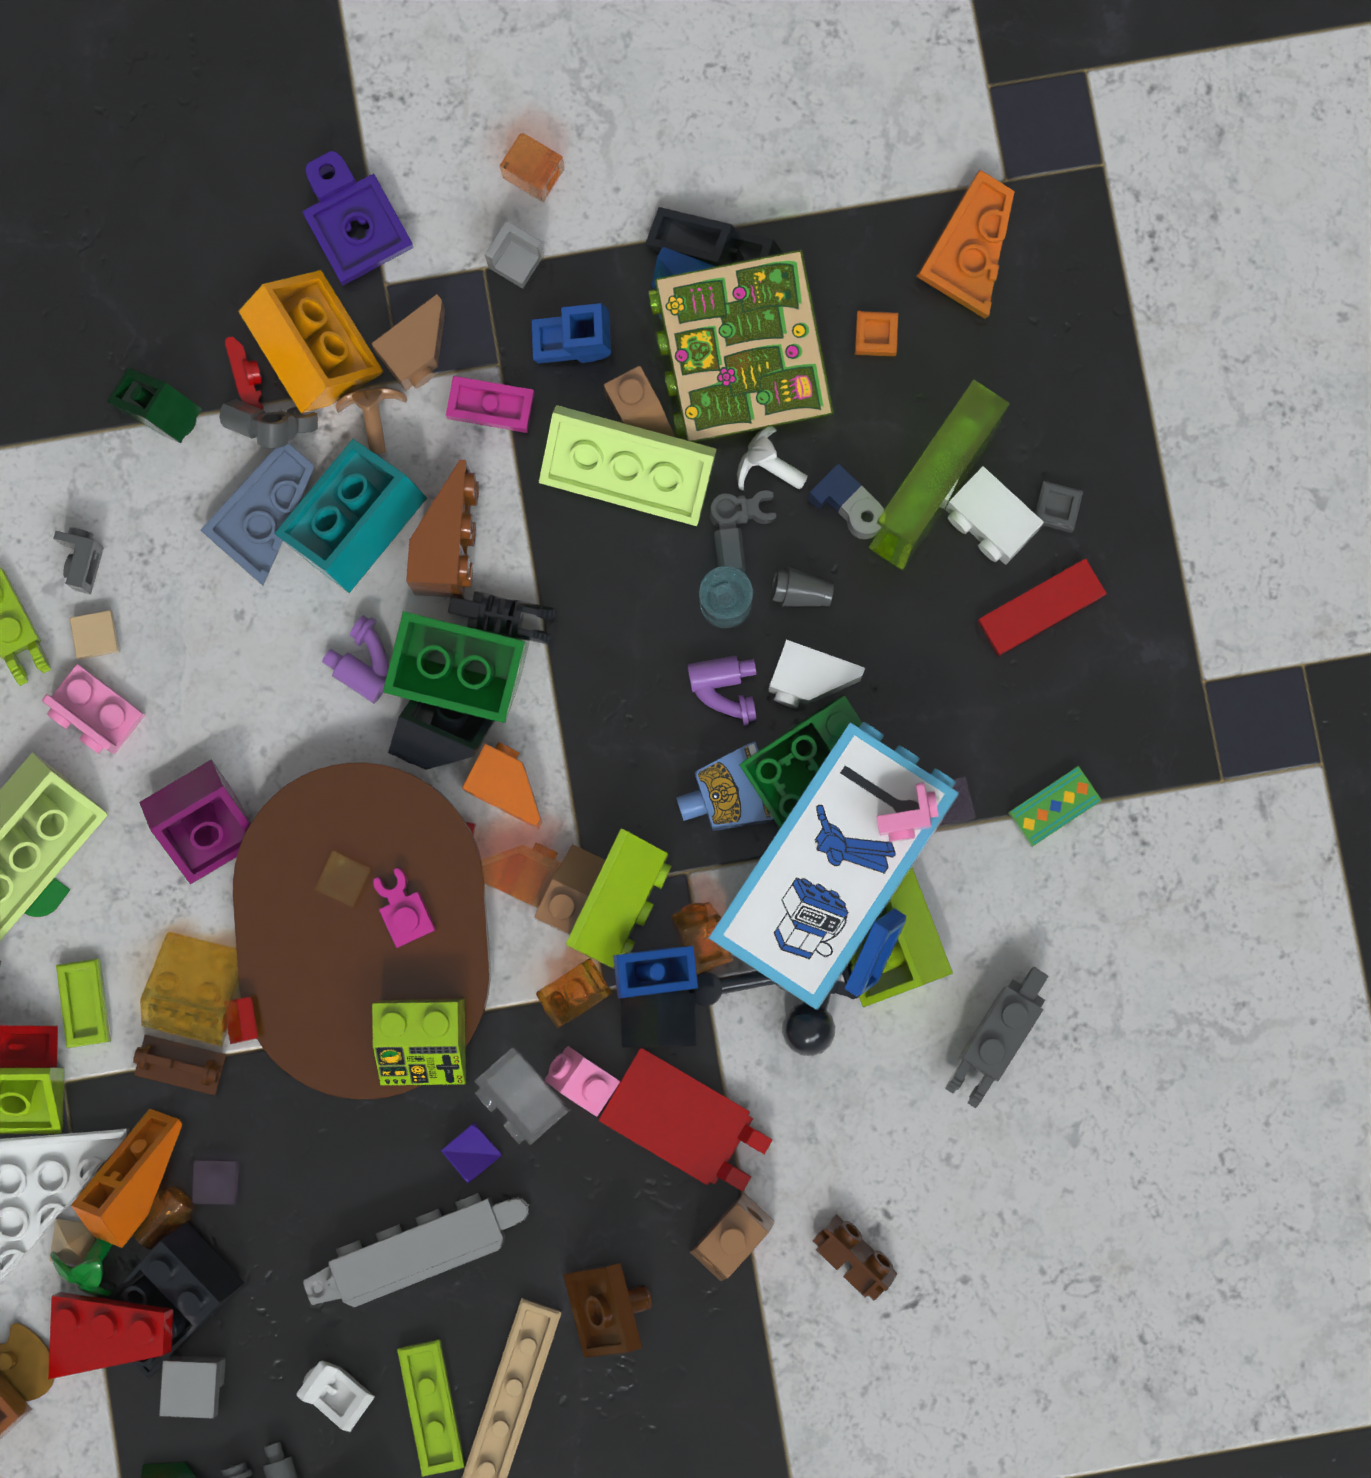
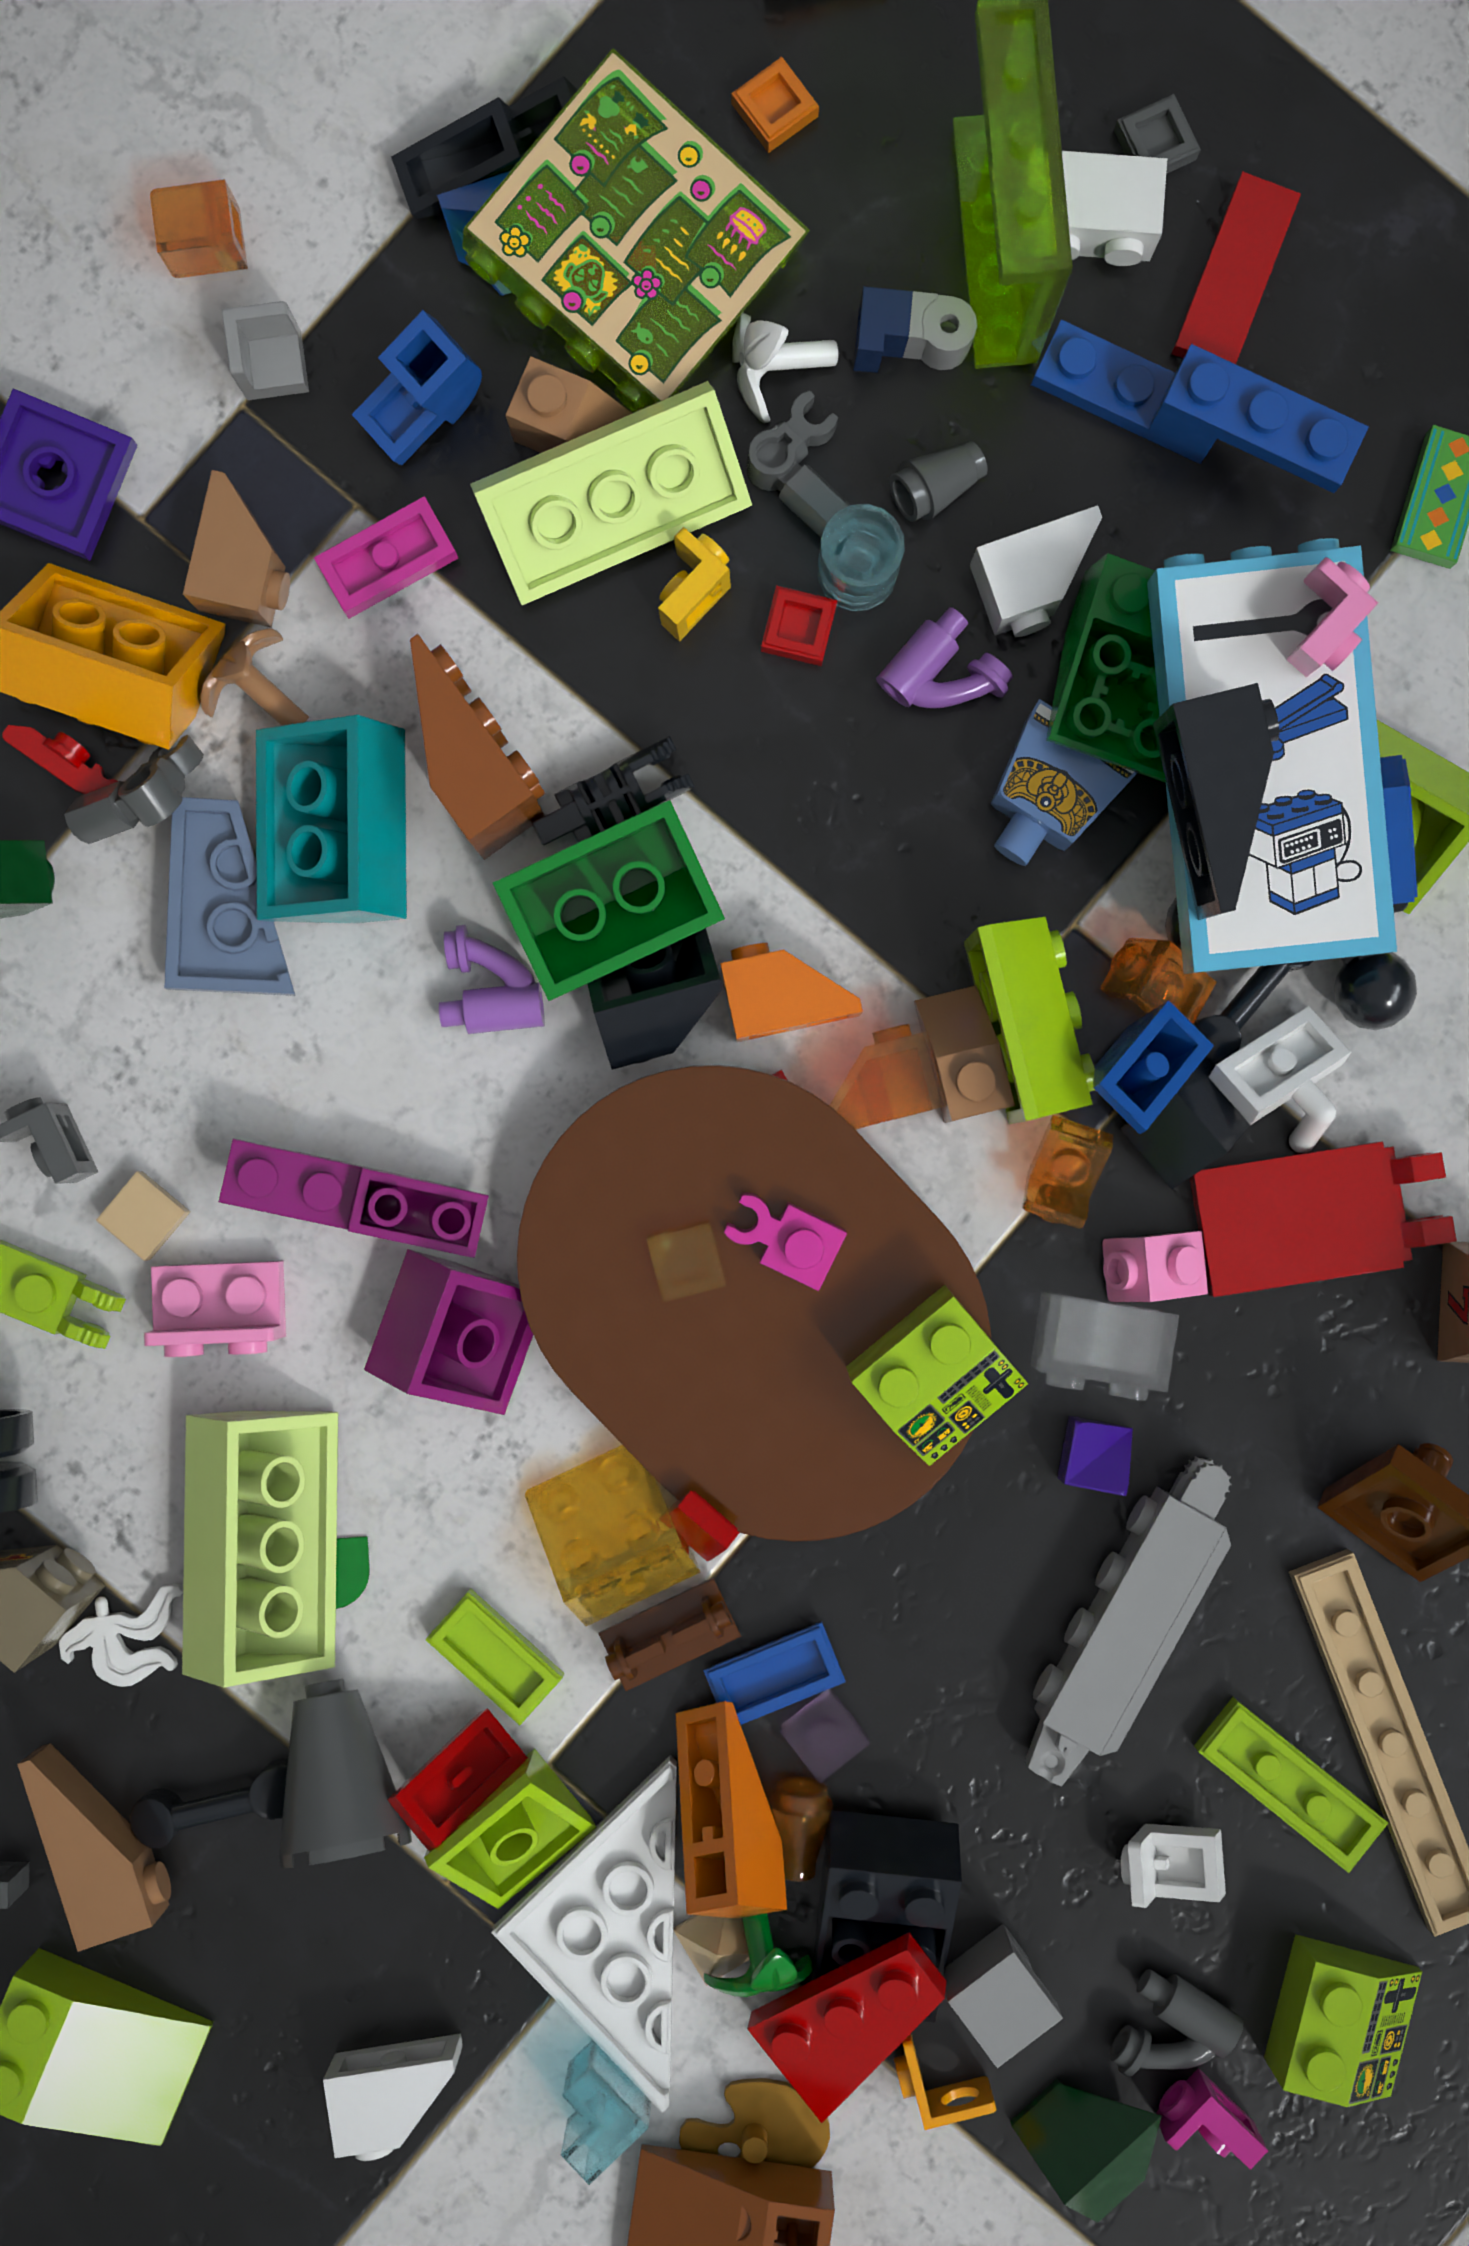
camera: 40 degrees left, 5 degrees up
(111, 1396) = (933, 2102): none -> light orange bracket
(206, 712) = (353, 1198): none -> magenta slope
(217, 1130) = (776, 1673): none -> blue tile
(626, 547) = (694, 594): none -> yellow bracket
(671, 606) = (799, 625): none -> red tile
(729, 1030) = (1285, 1067): none -> white plate
(785, 846) = (1216, 775): none -> black slope
(959, 659) = (1200, 404): none -> blue bracket

